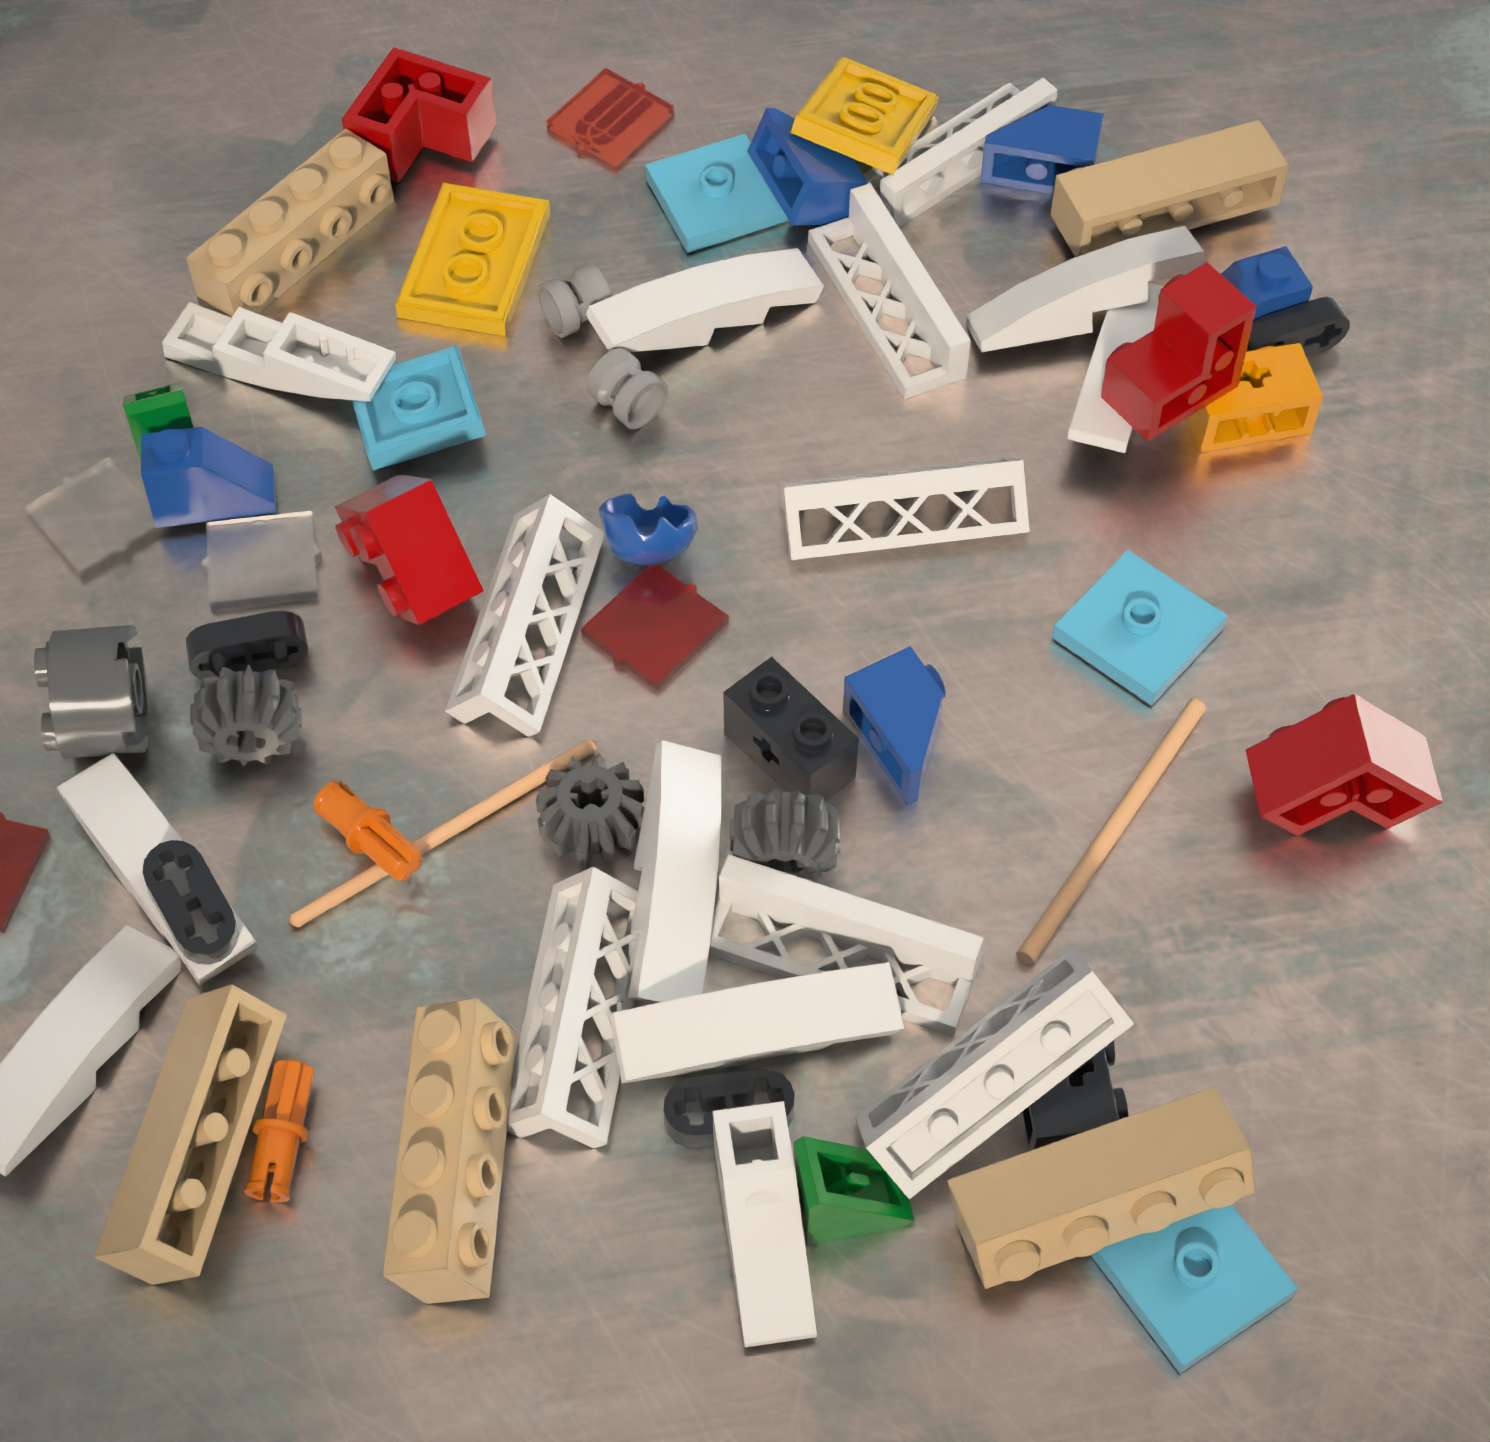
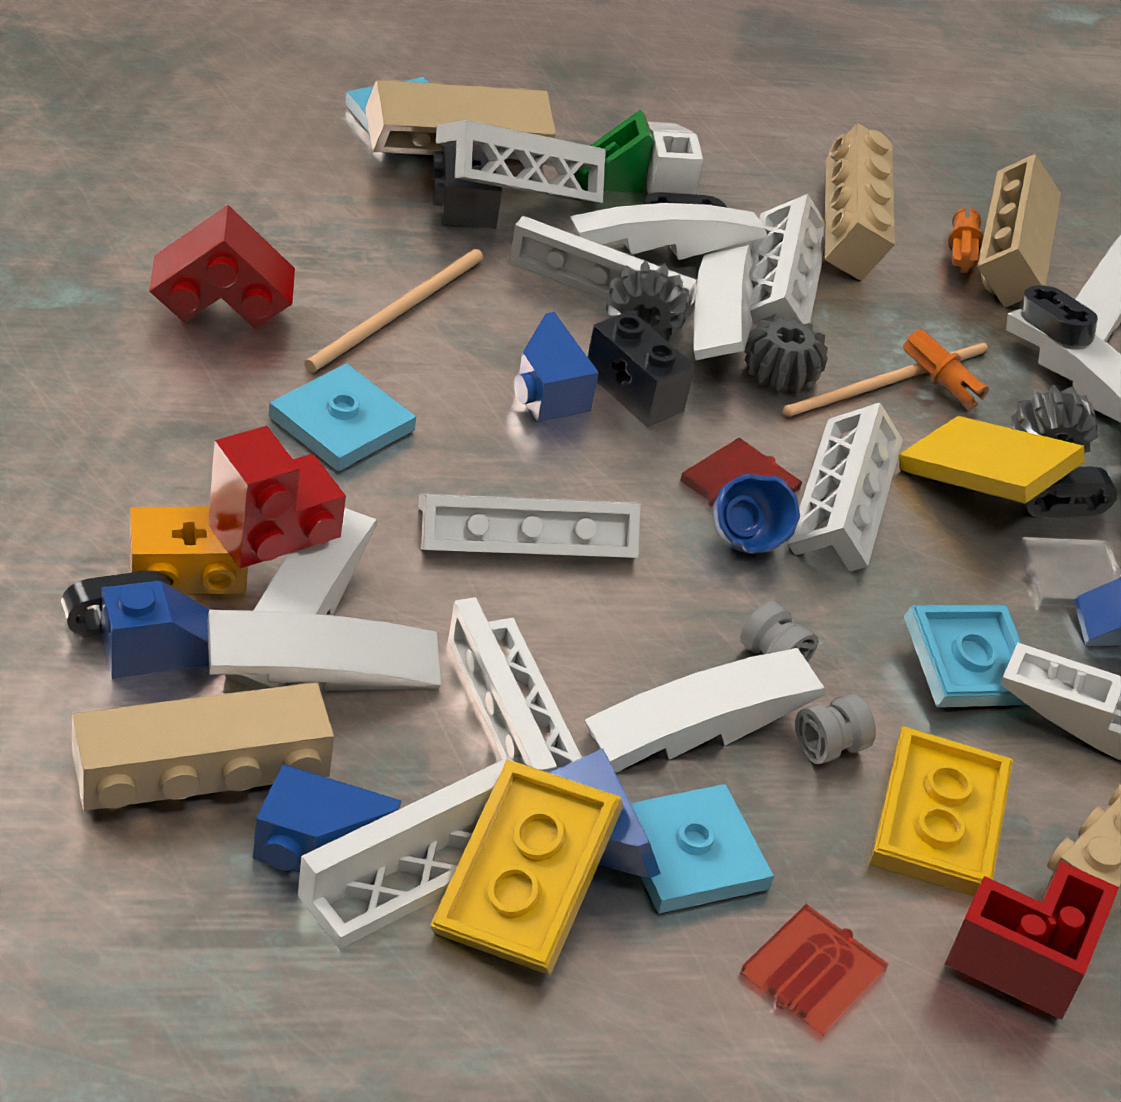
camera: 175 degrees right, 15 degrees down
(343, 651) = (991, 459): none -> yellow tile
(413, 545) = (967, 519): red brick -> none

